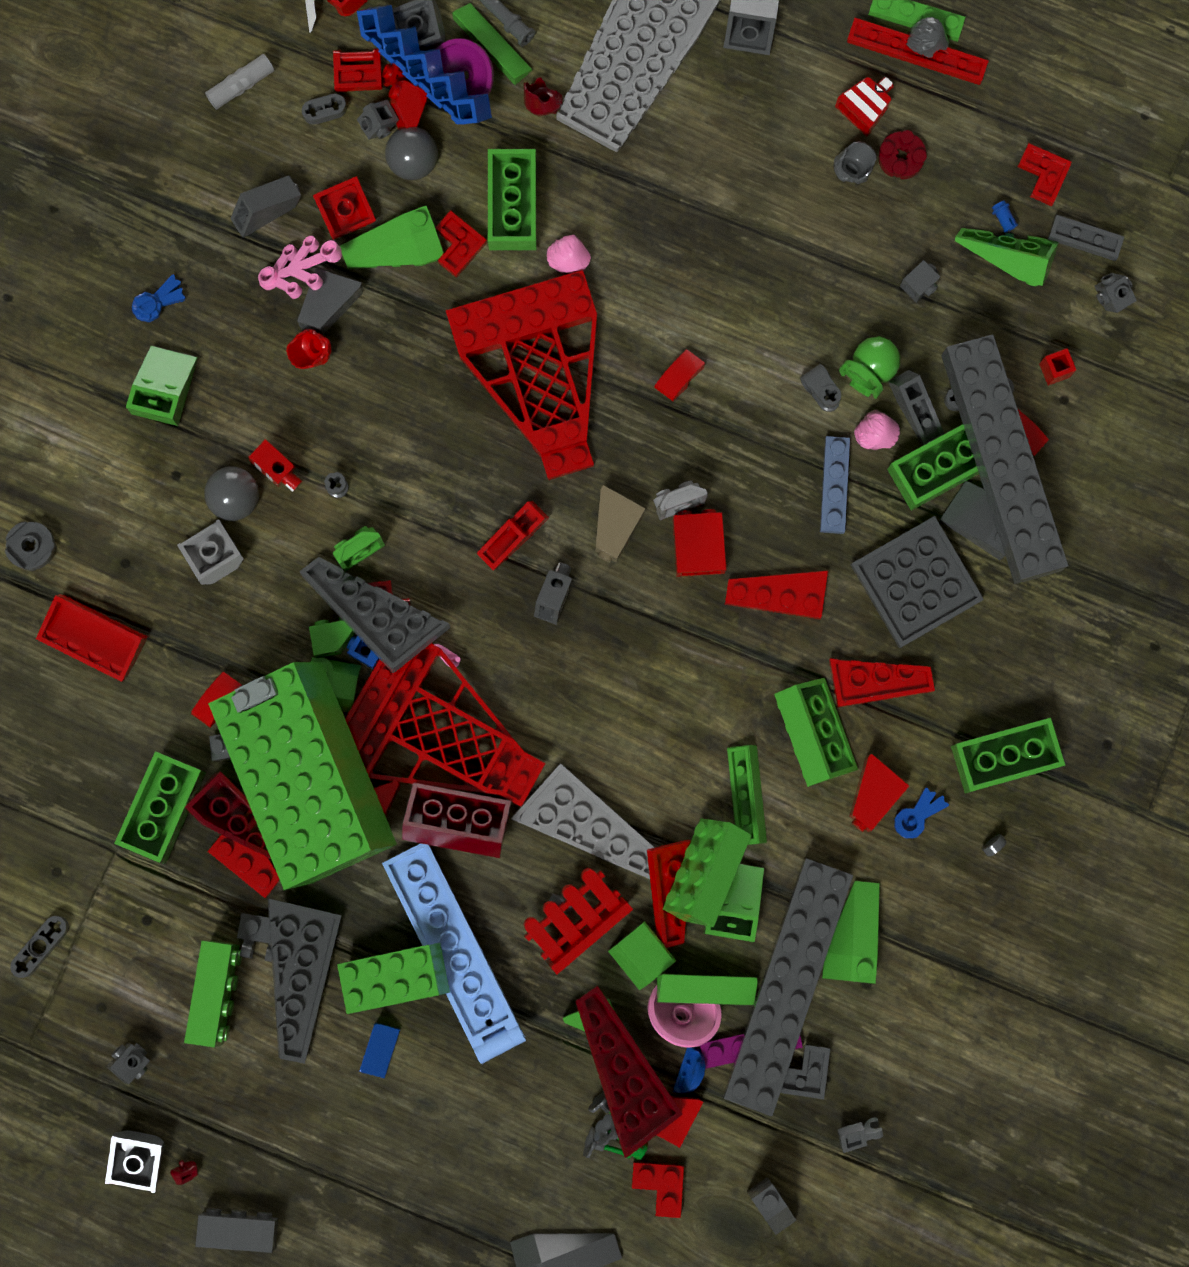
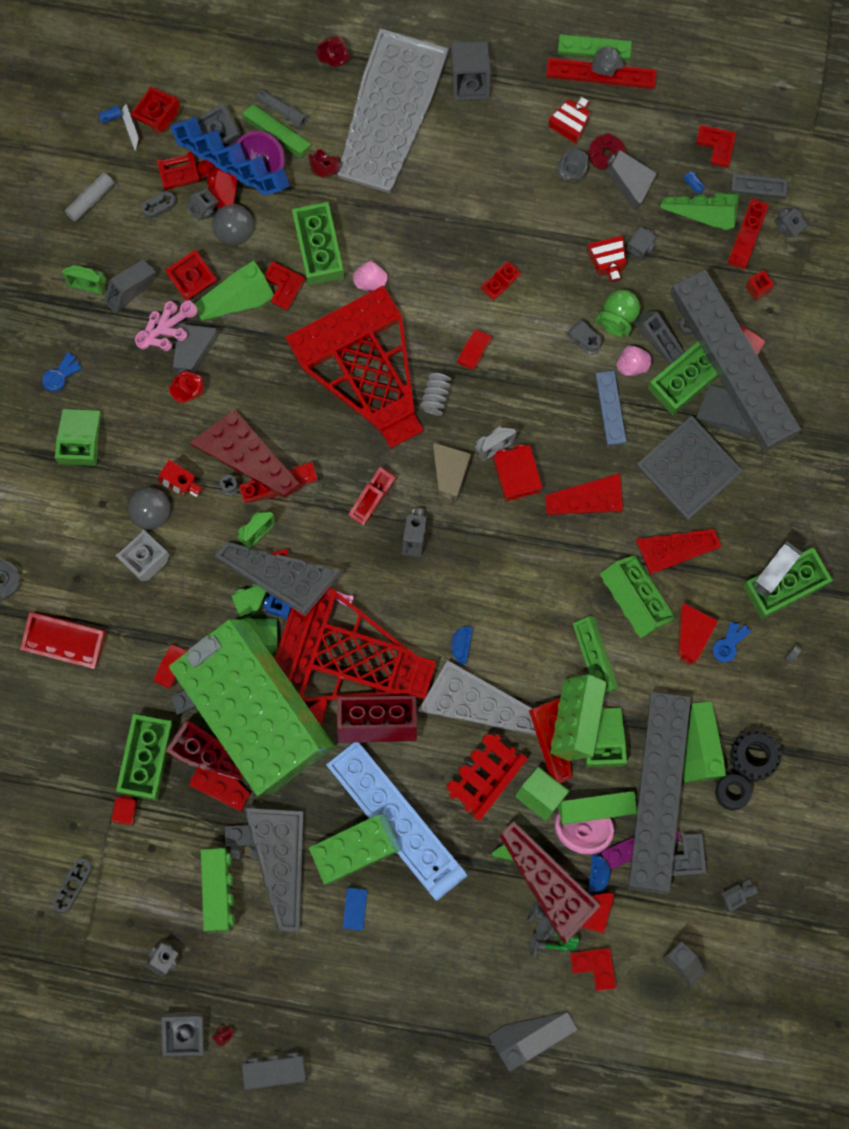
camera: 10 degrees left, 5 degrees down
(122, 868) = (125, 810): none -> red brick
(211, 186) = (85, 279): none -> bright green slope
(362, 446) = (242, 450): none -> dark red wing
(398, 496) = (255, 491): none -> red slope
(582, 745) = (460, 644): none -> blue plate
(617, 421) = (434, 393): none -> light grey piece
(732, 293) = (500, 281): none -> red slope
(865, 1004) = (724, 800): none -> black tyre
(874, 291) = (608, 257): none -> red torso
(924, 193) = (630, 177): none -> dark grey slope
(940, 965) = (771, 751): none -> black tyre
(997, 738) = (777, 569): none -> slope
(1058, 297) = (748, 234): none -> red slope

